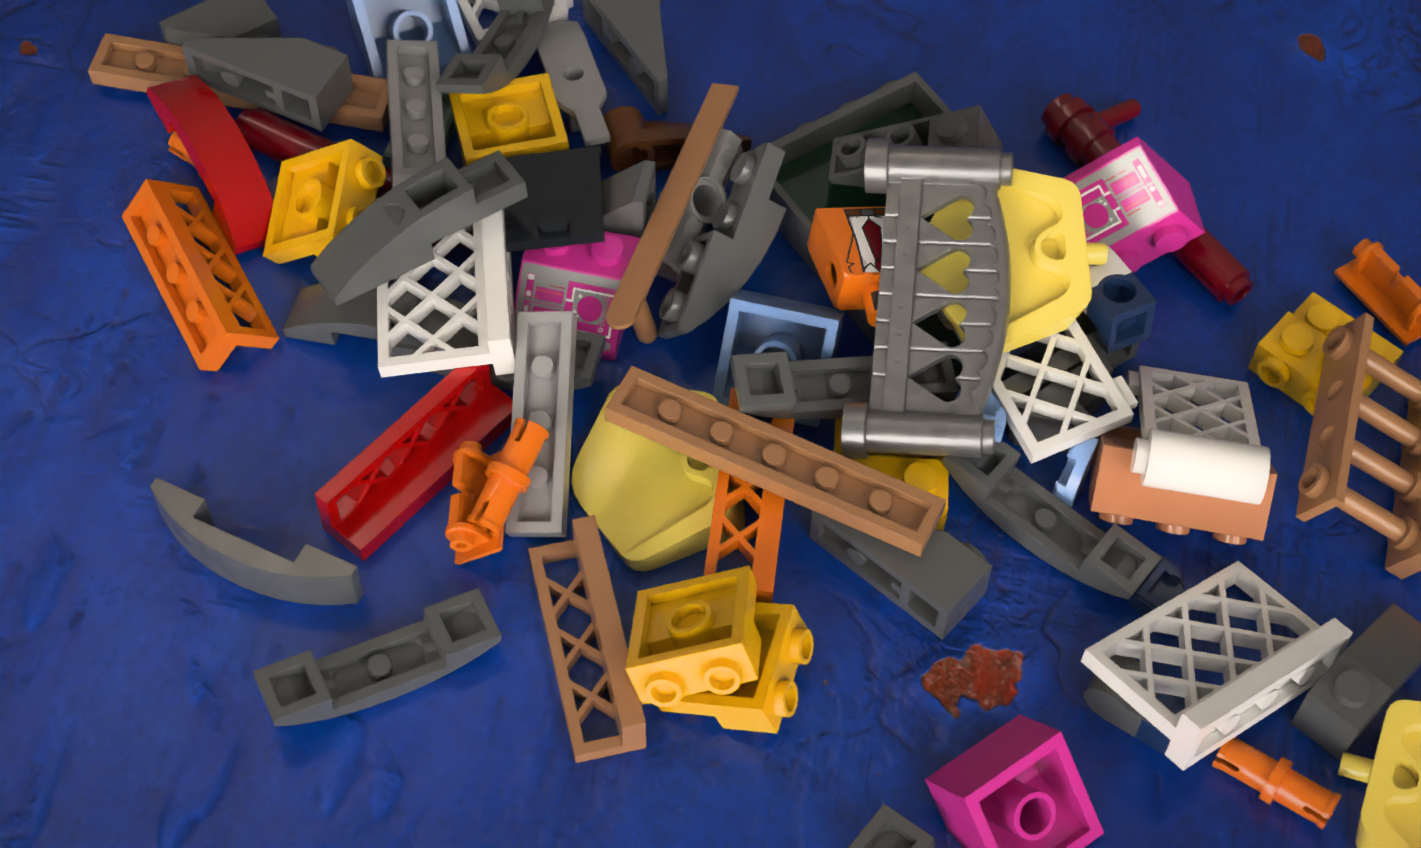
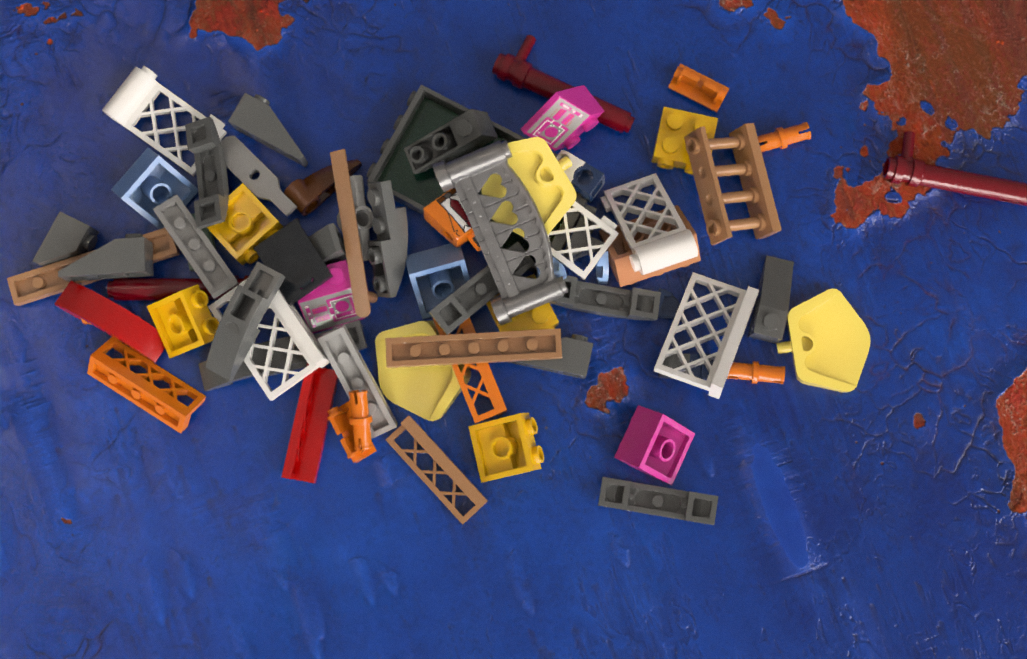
camera: 25 degrees left, 25 degrees up
(310, 579) = (232, 515): dark grey slope -> none
(380, 668) = (355, 532): dark grey slope -> none
(694, 637) = (487, 452): yellow plate -> none

